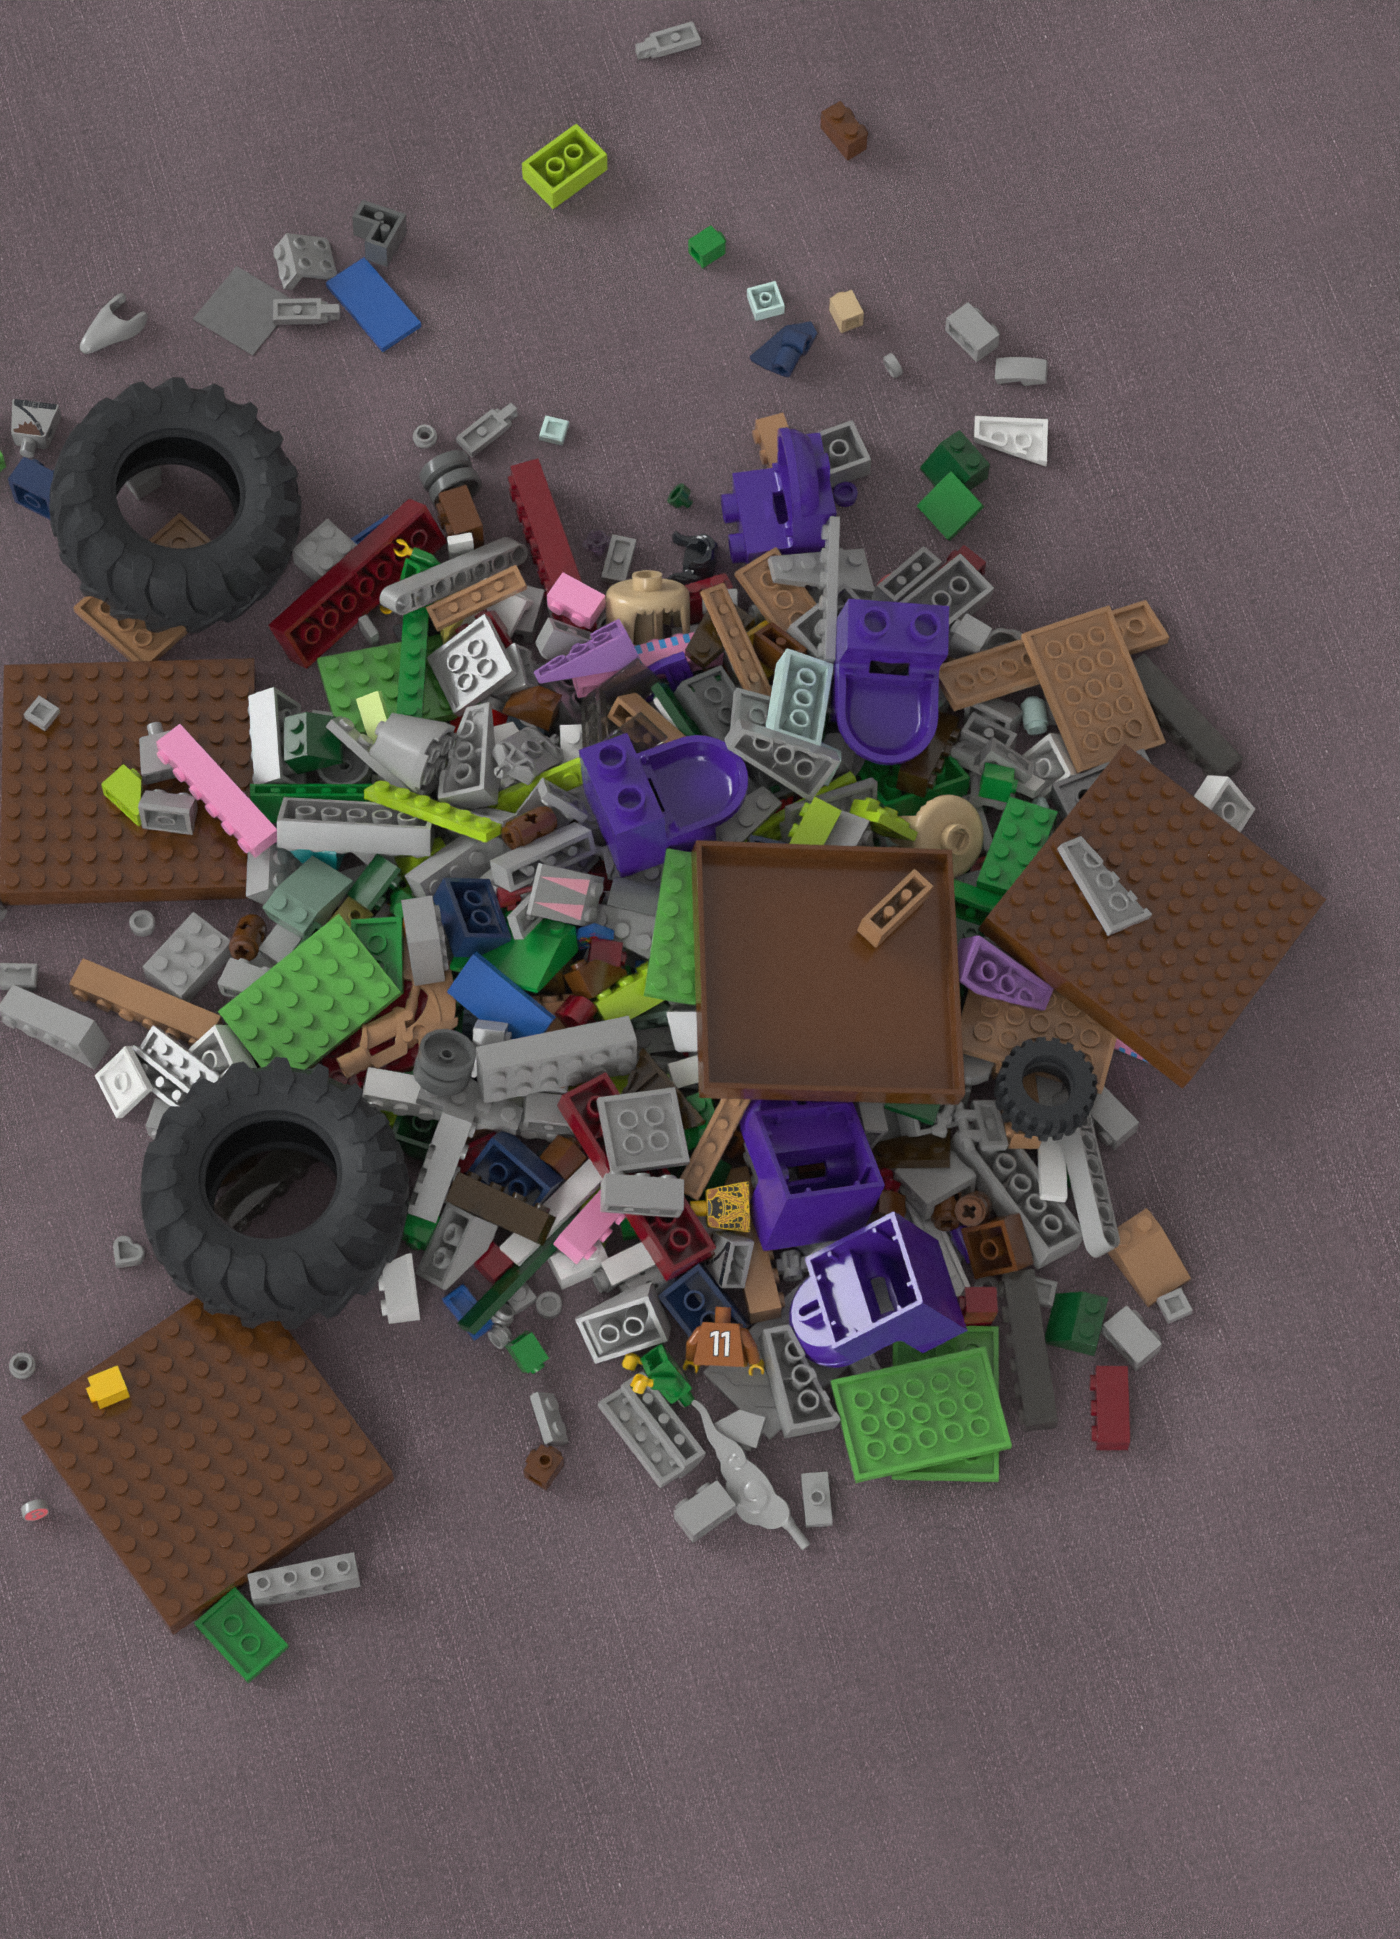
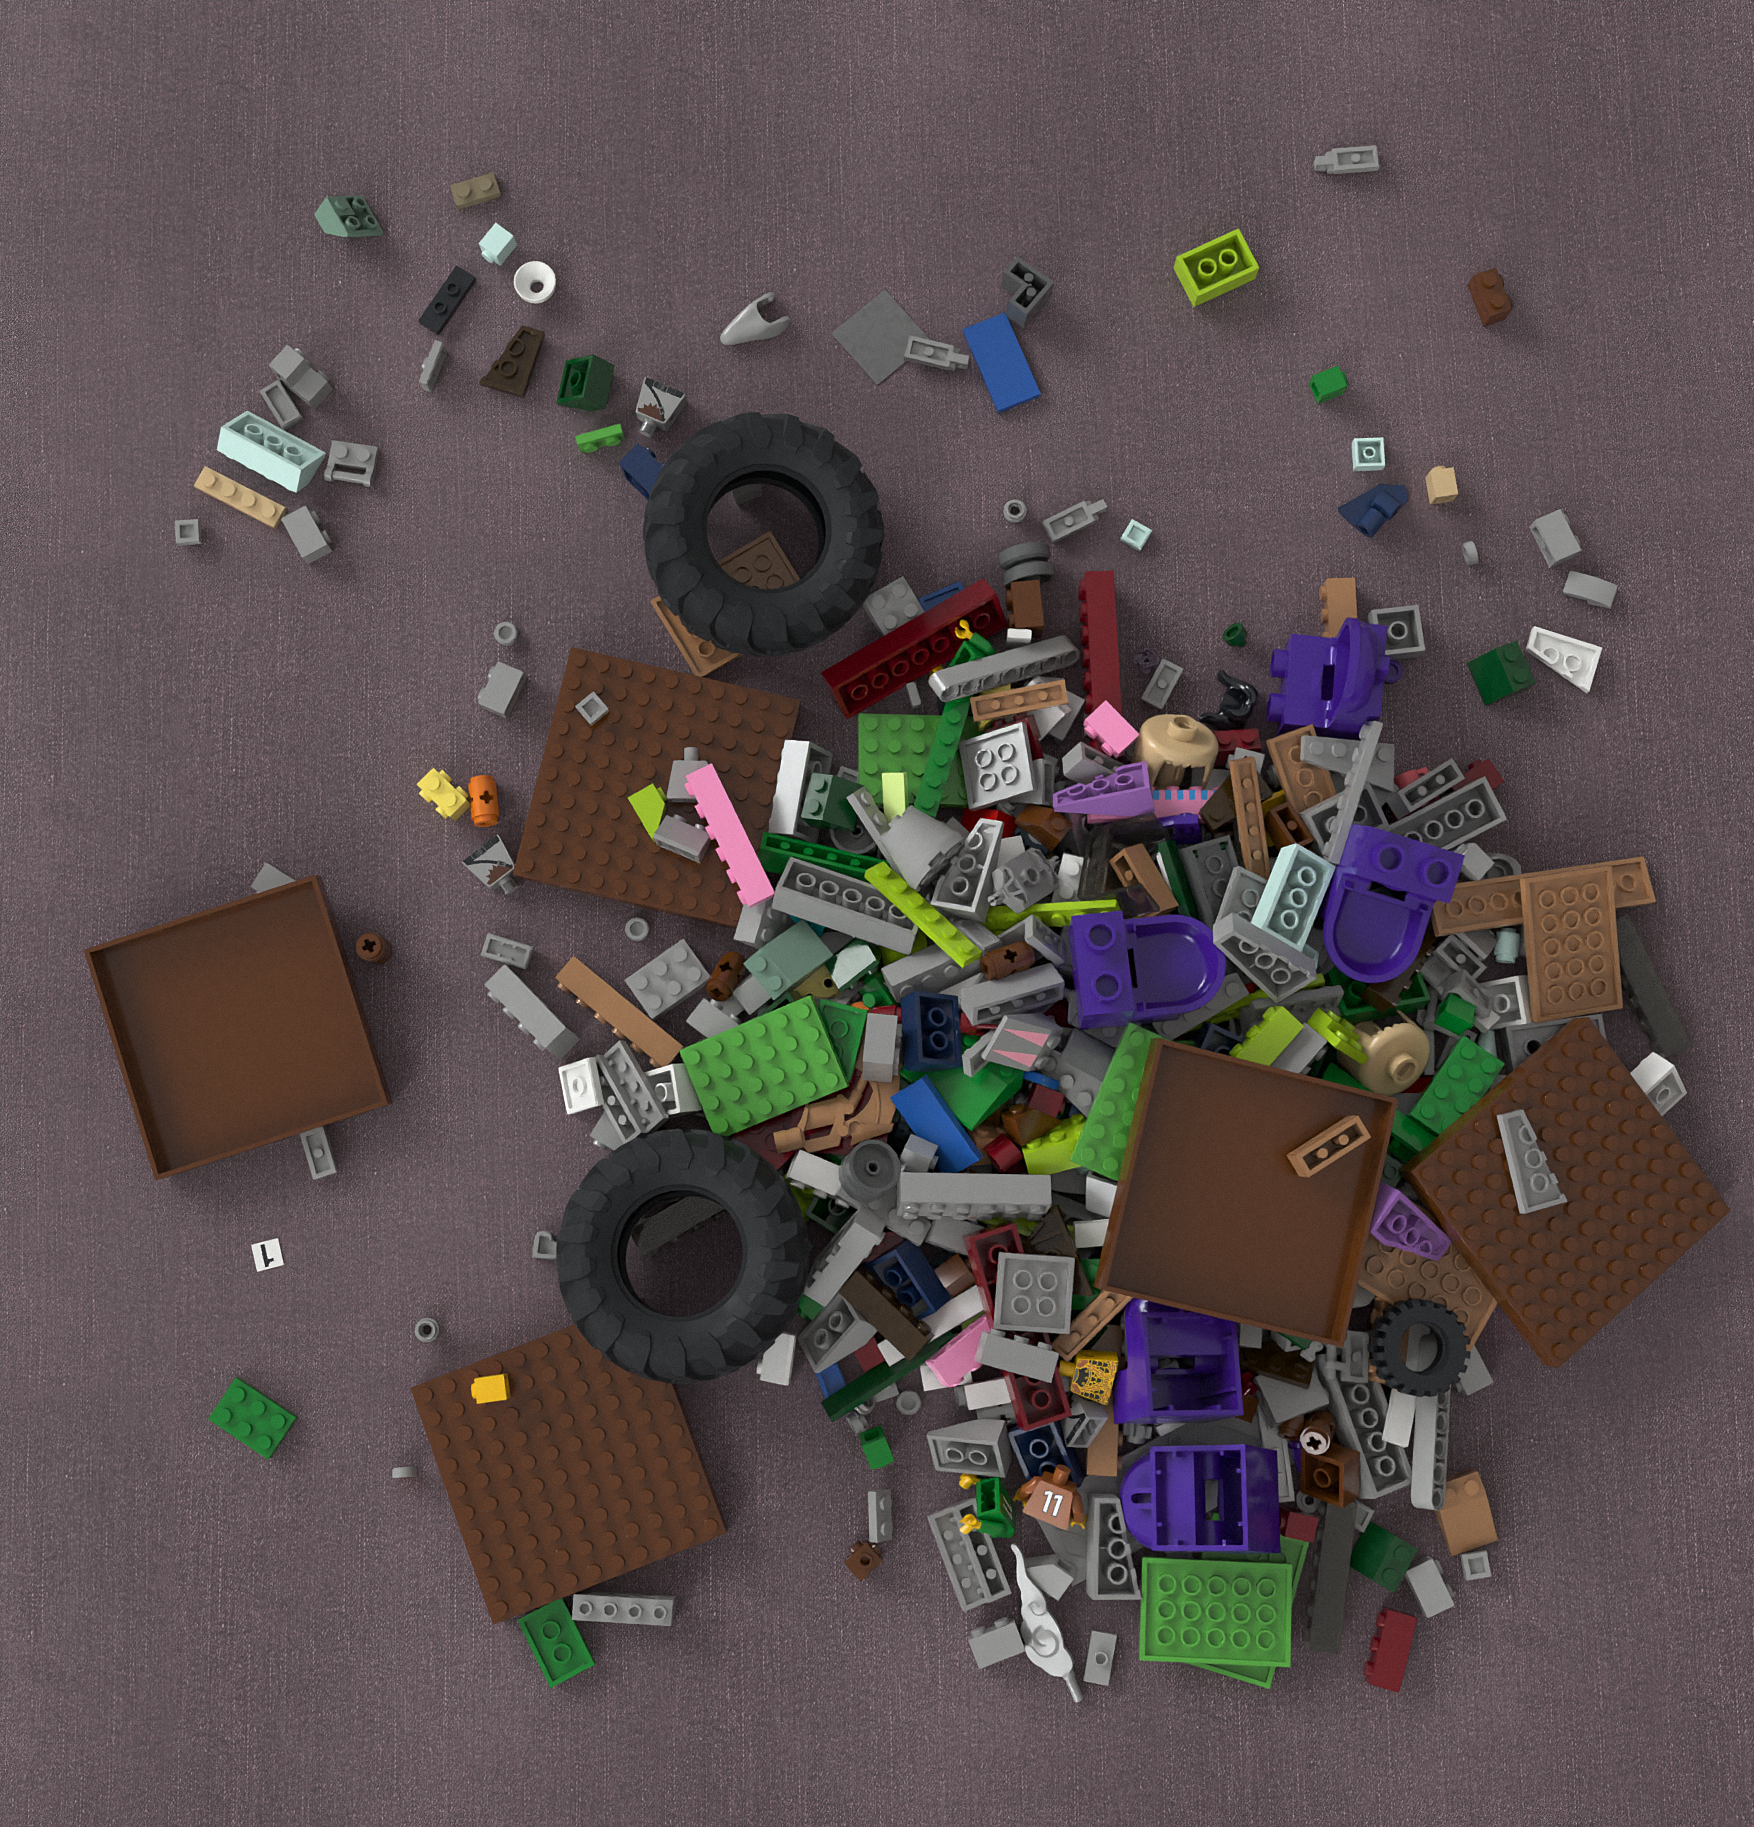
camera: 20 degrees right, 15 degrees up
(303, 257) = (948, 300): light grey bracket -> none
(950, 506) = (1486, 712): green tile -> none

